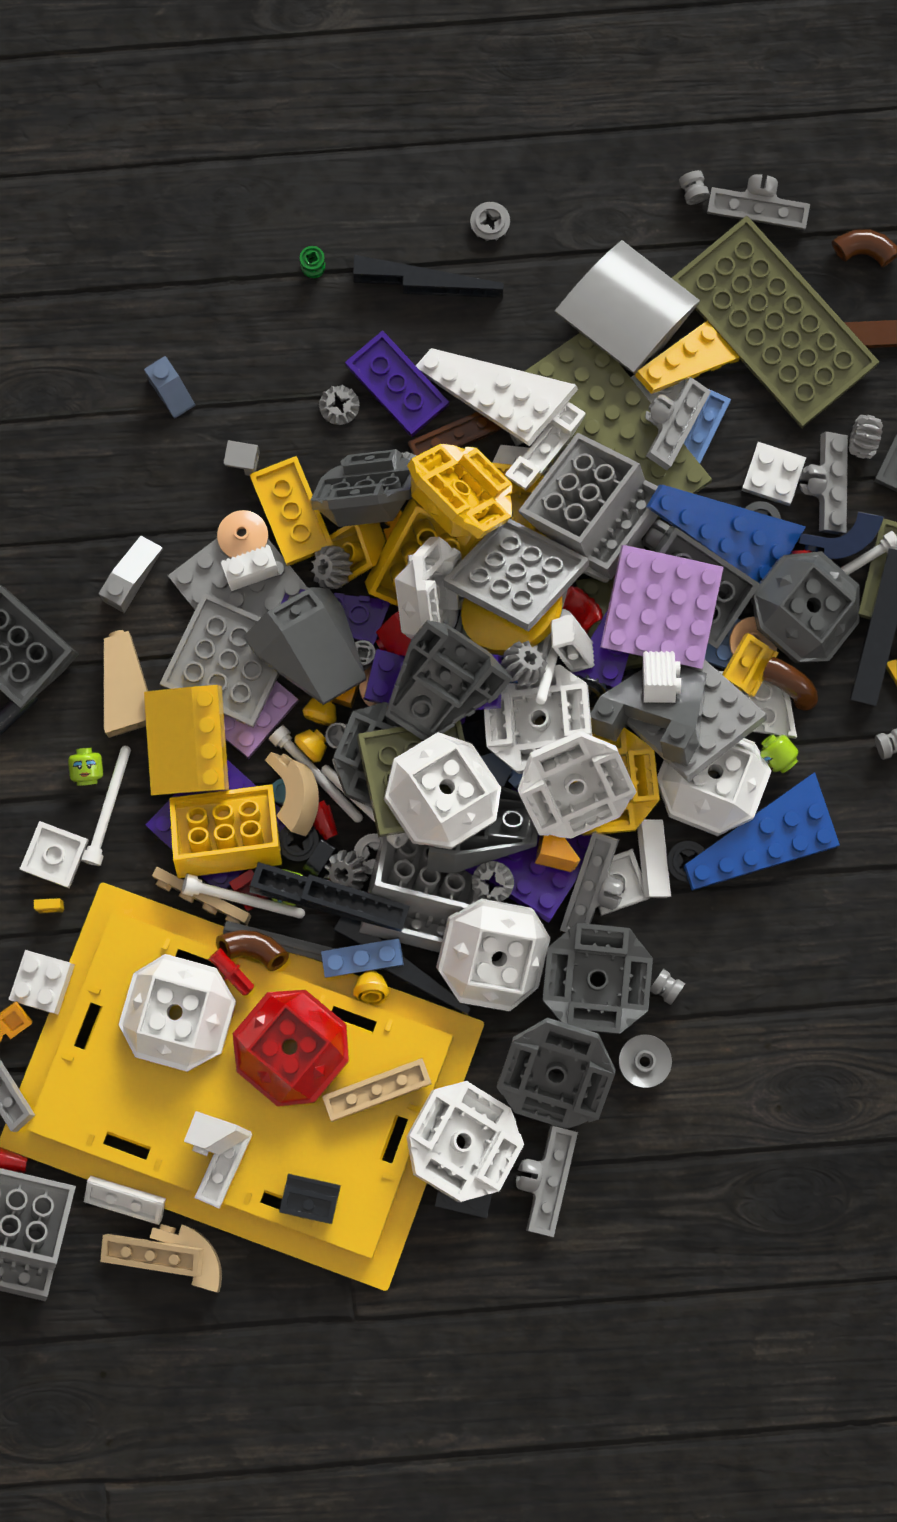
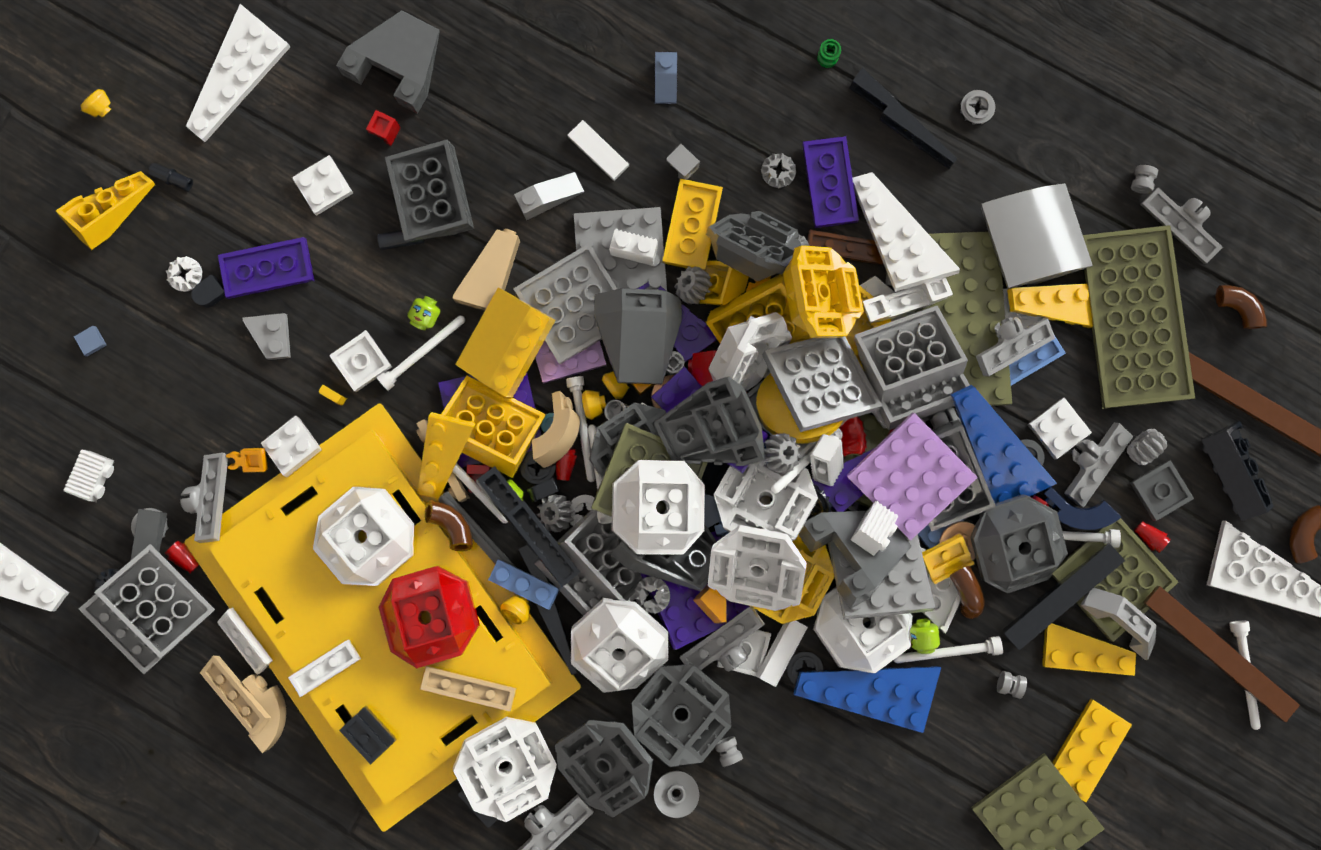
camera: 30 degrees right, 5 degrees up
(150, 499) = (598, 150): none -> white tile
(197, 878) = (441, 451): none -> yellow wing
(213, 1134) = (330, 642): white slope -> none
(231, 972) = (422, 533): red axle -> none
(255, 536) = (654, 226): light nougat dish -> none
(849, 719) = (993, 646): none -> white piece

